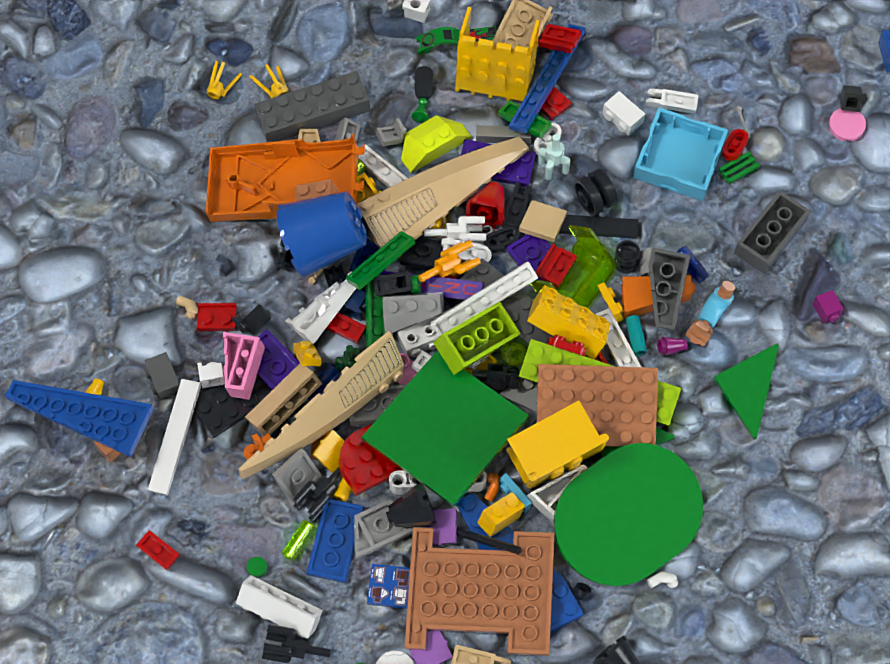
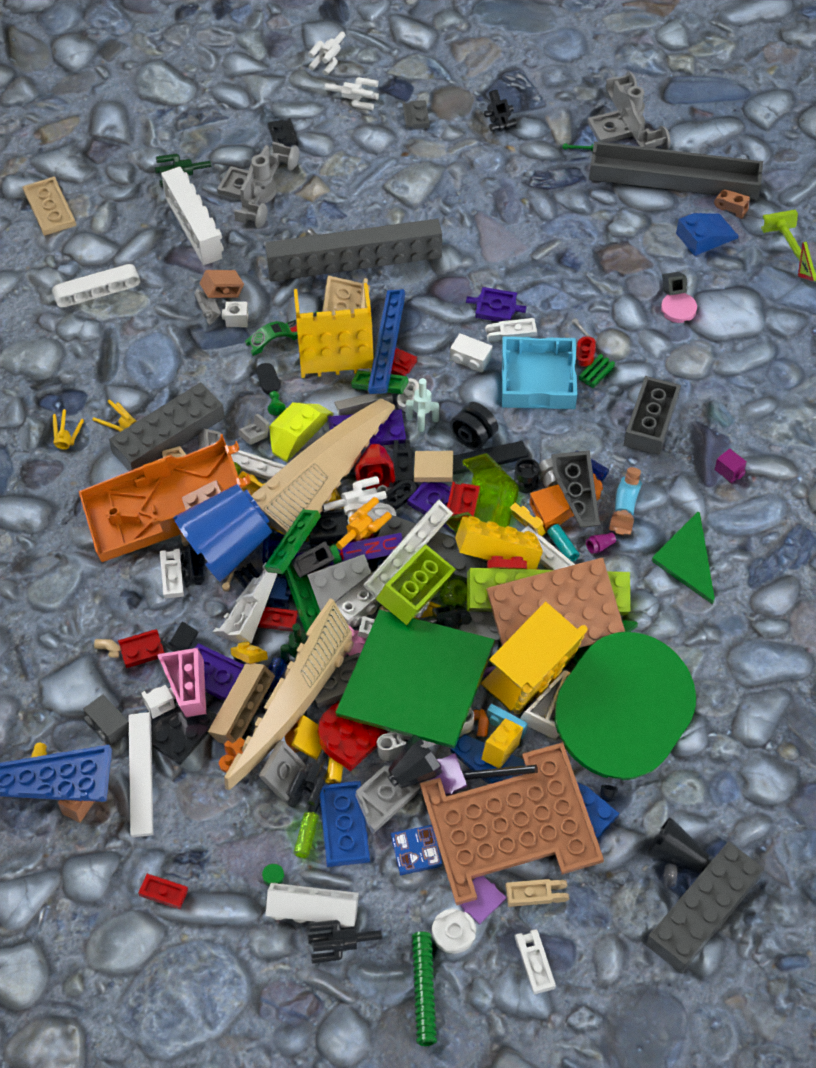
camera: 20 degrees left, 10 degrees down
(267, 253) = (171, 574): none -> white plate
(559, 38) = (386, 302): red plate -> none
(663, 577) = (679, 755): white arm -> none
(667, 69) = (496, 304): none -> dark purple plate

